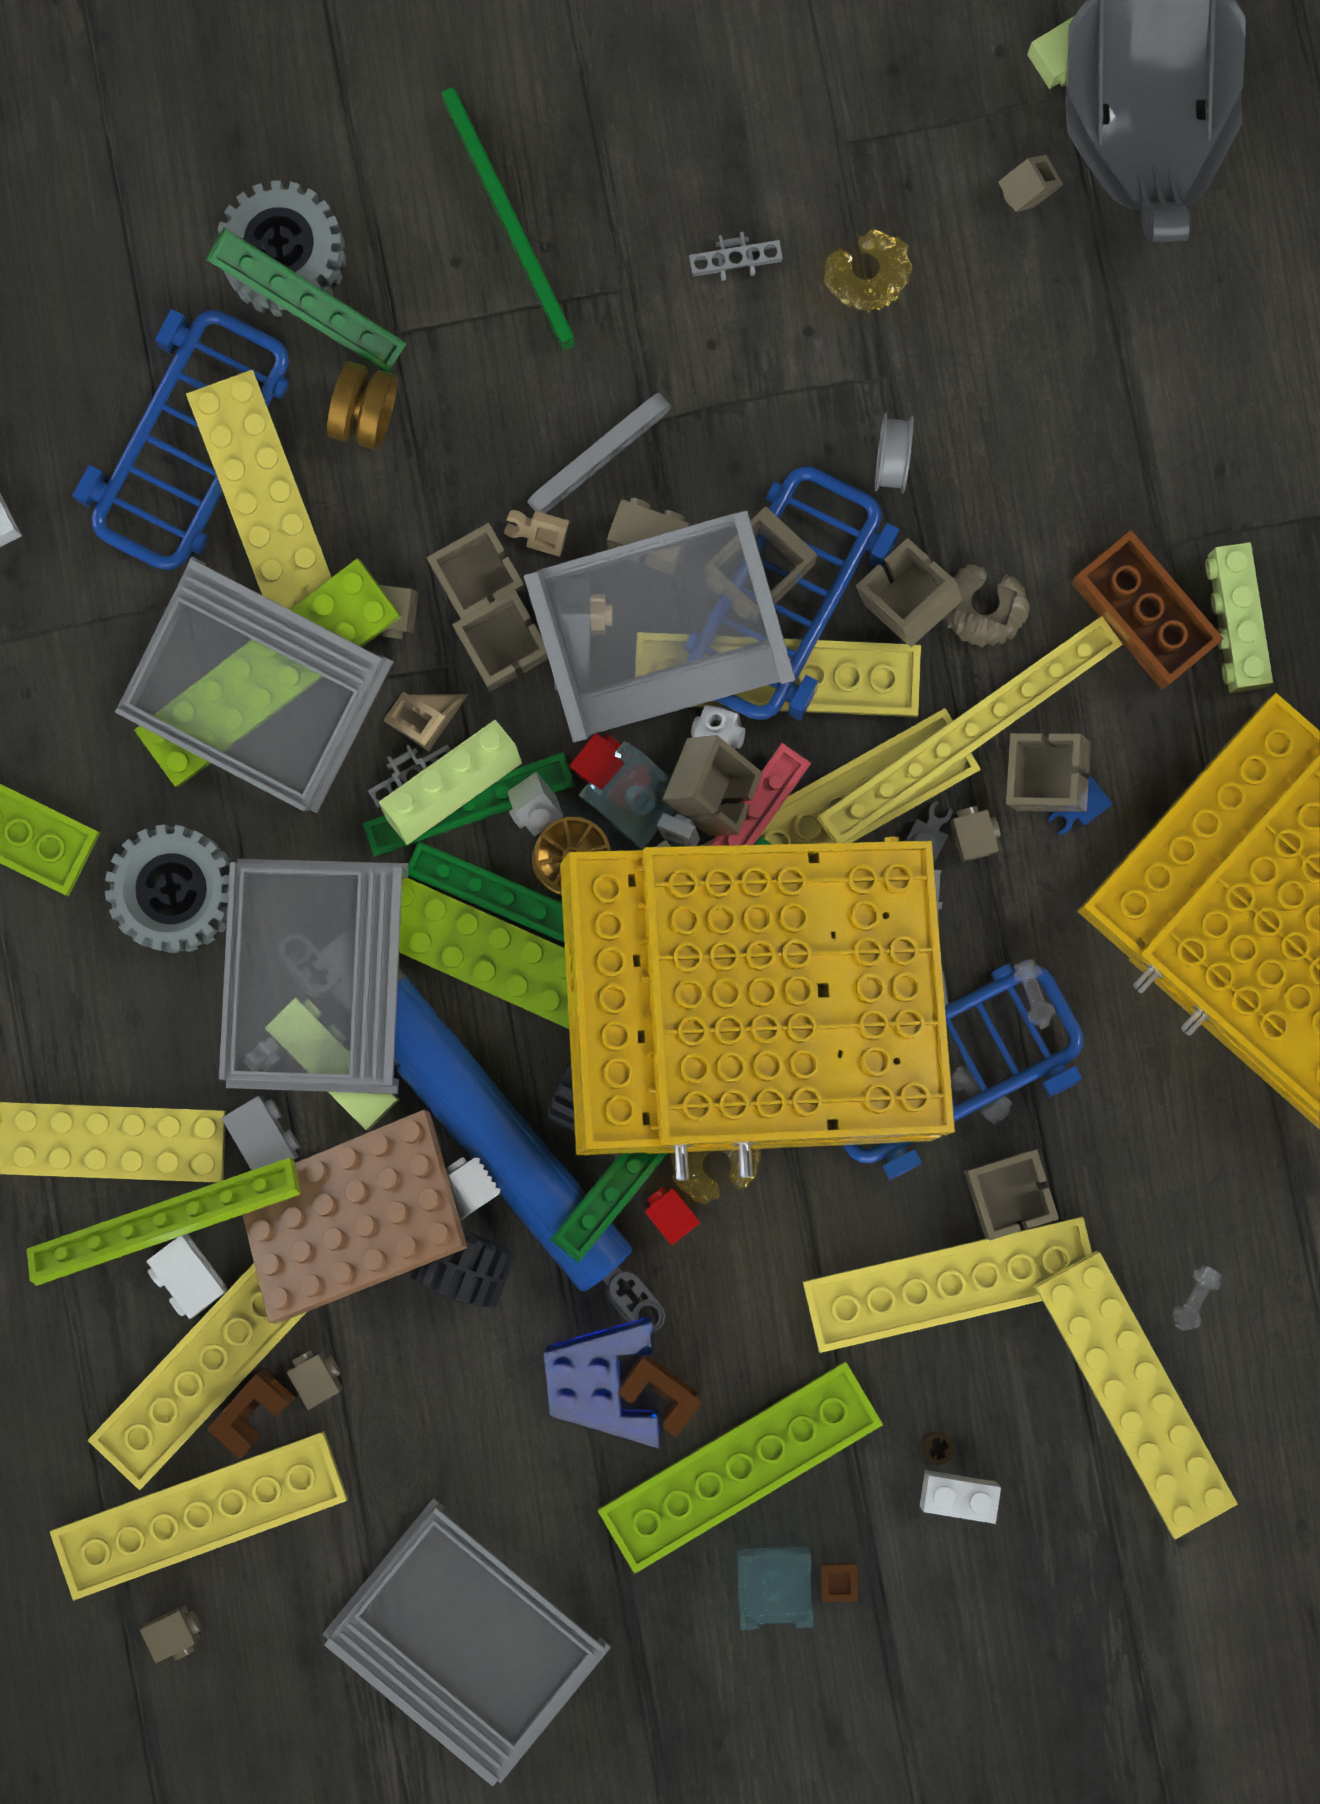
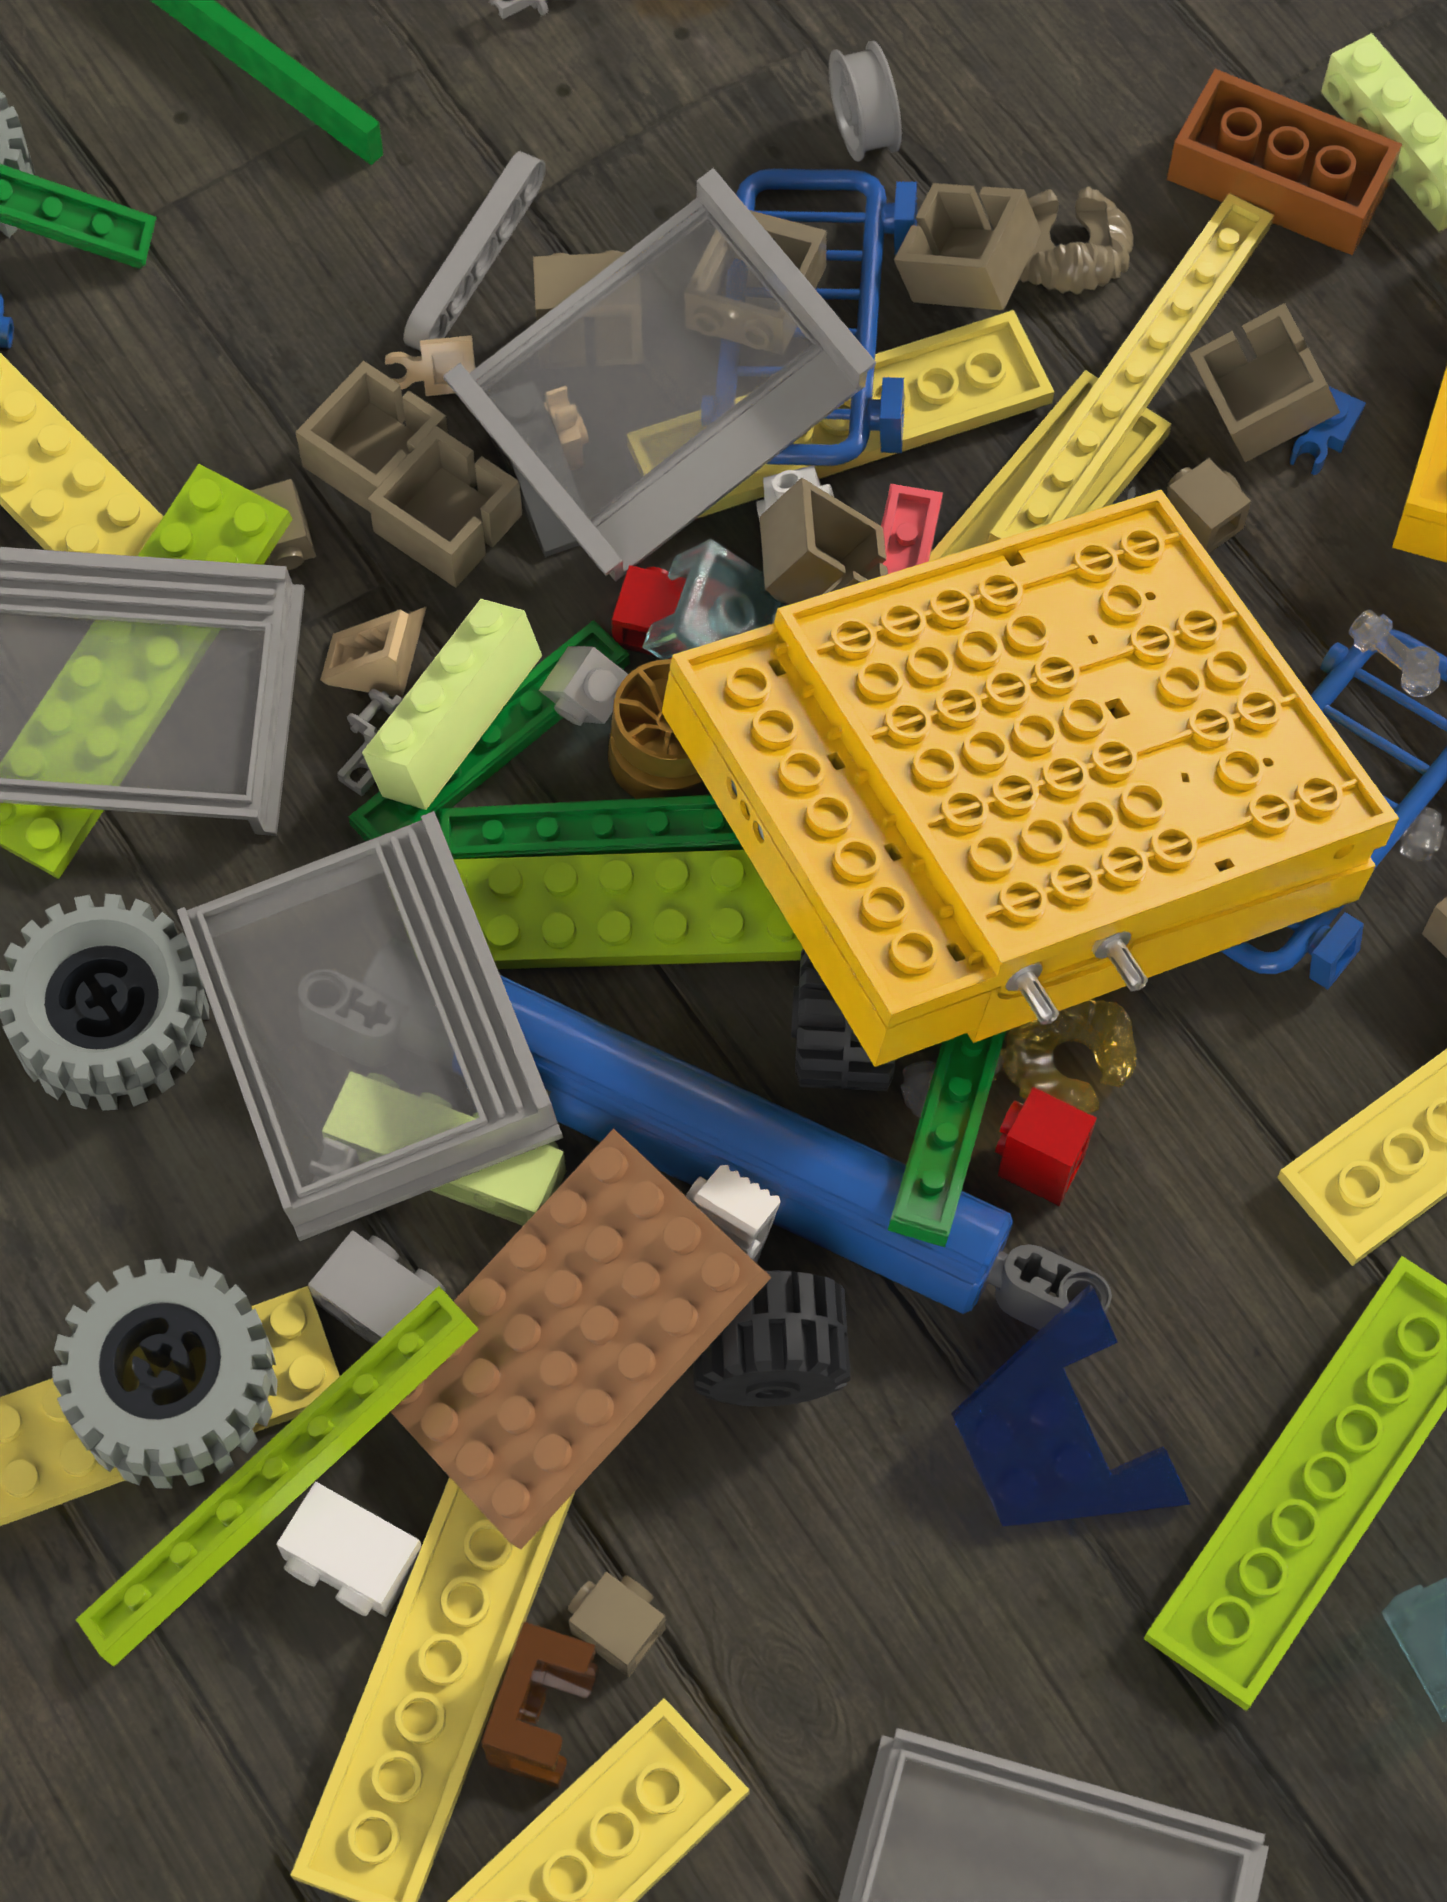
camera: 25 degrees left, 20 degrees down
(148, 1112) = (167, 1319): none -> light grey wheel
(362, 405) = (121, 296): pearl gold wheel -> none
(667, 1386) = (1164, 1389): reddish brown panel -> none

